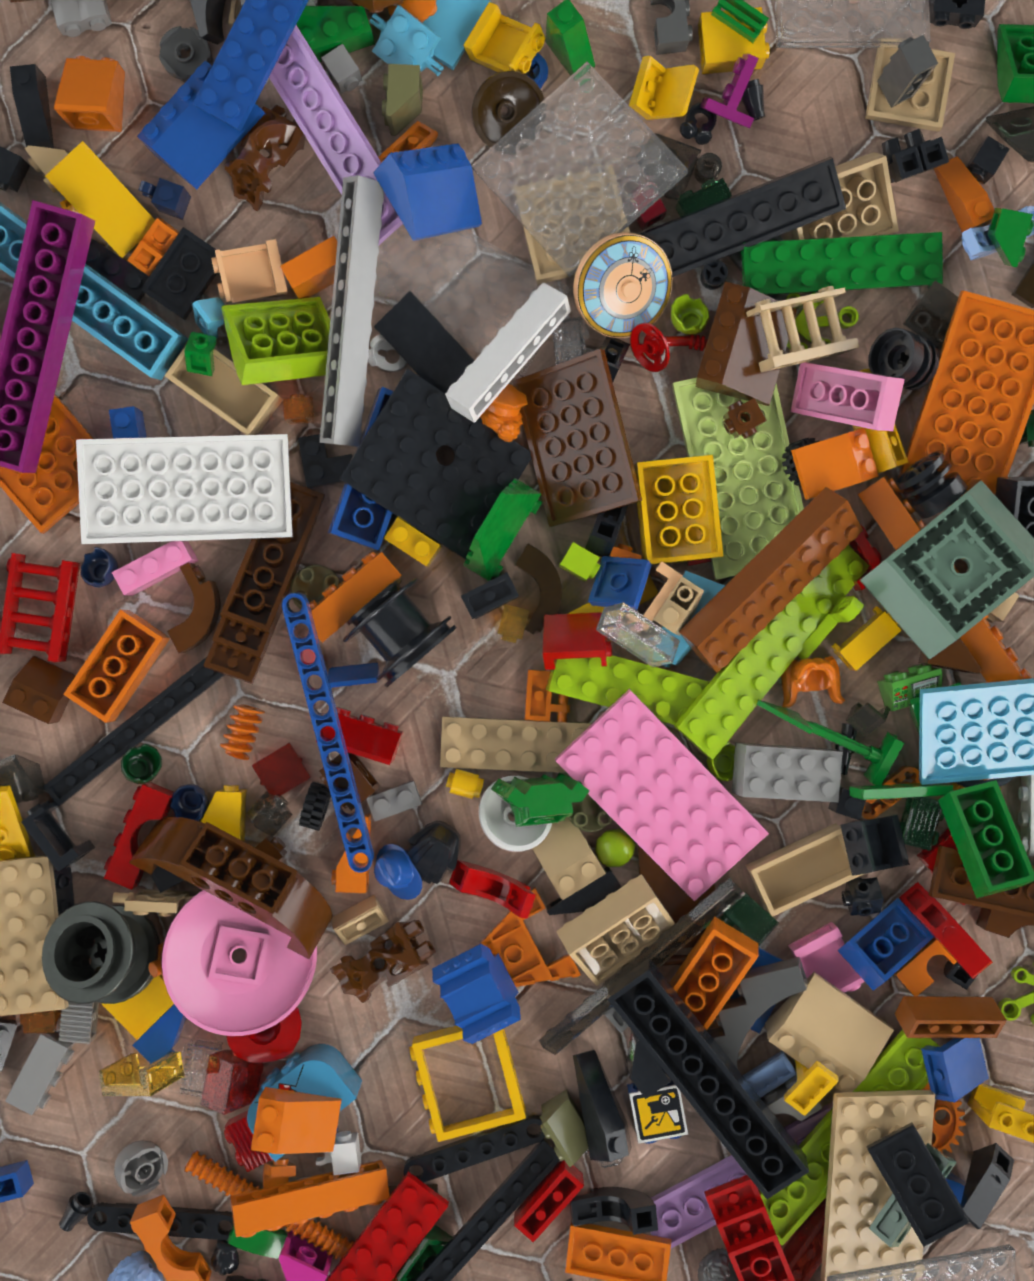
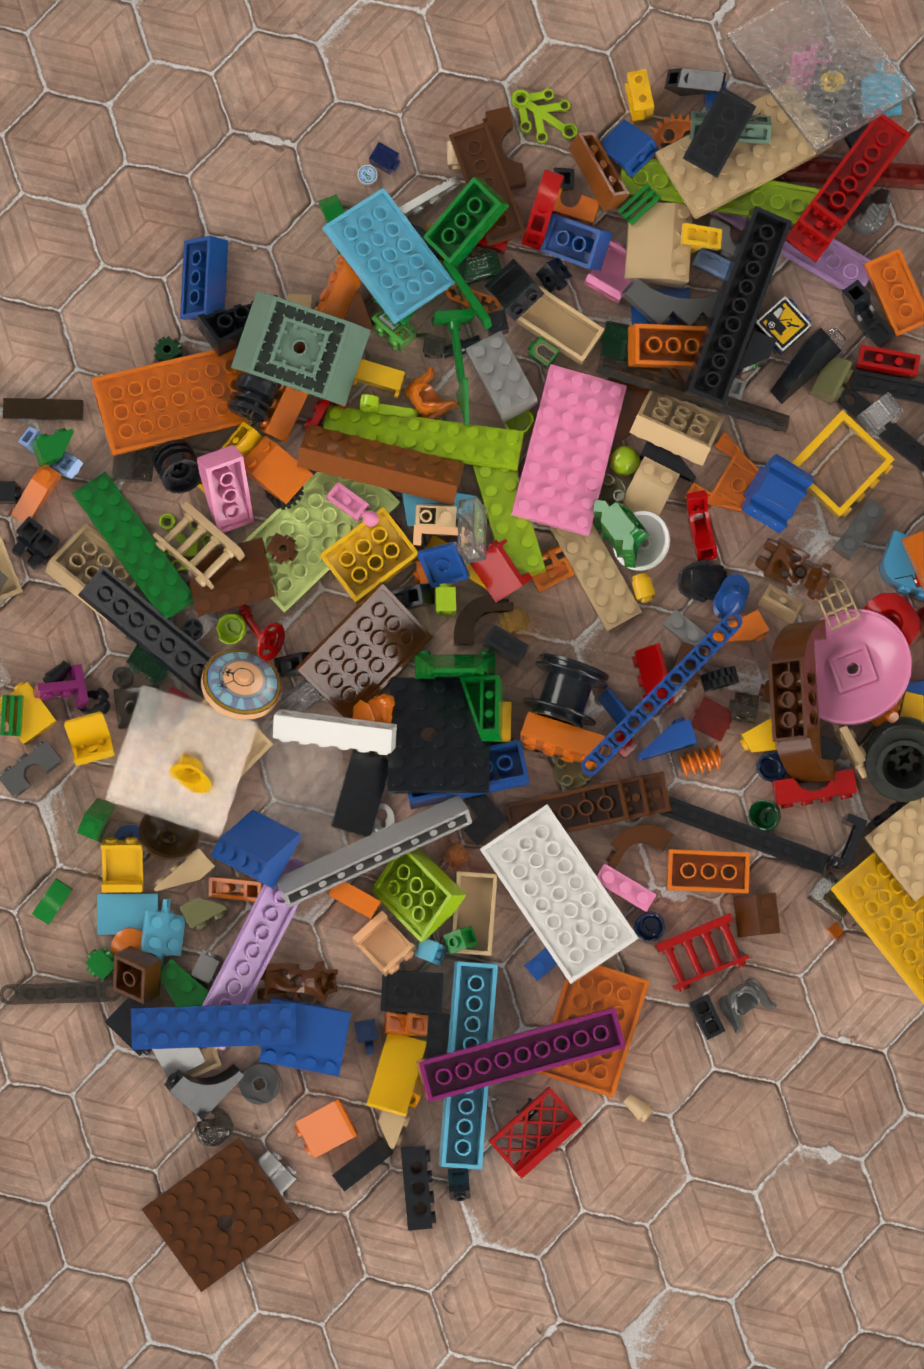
camera: 125 degrees left, 5 degrees down
(281, 712) = (674, 738): none -> blue slope
(312, 987) = (844, 606): none -> tan window
(386, 1055) = (859, 529): none -> dark grey brick
(436, 533) = (486, 704): none -> green wedge
(455, 108) = (192, 870): none -> tan slope
(495, 1157) = (879, 414): none -> clear brick
(558, 166) = (190, 774): none -> yellow piece
(745, 524) = (352, 505): none -> bright pink plate
(785, 832) = (542, 352): none -> brick
(891, 1061) = (629, 203): none -> green tile

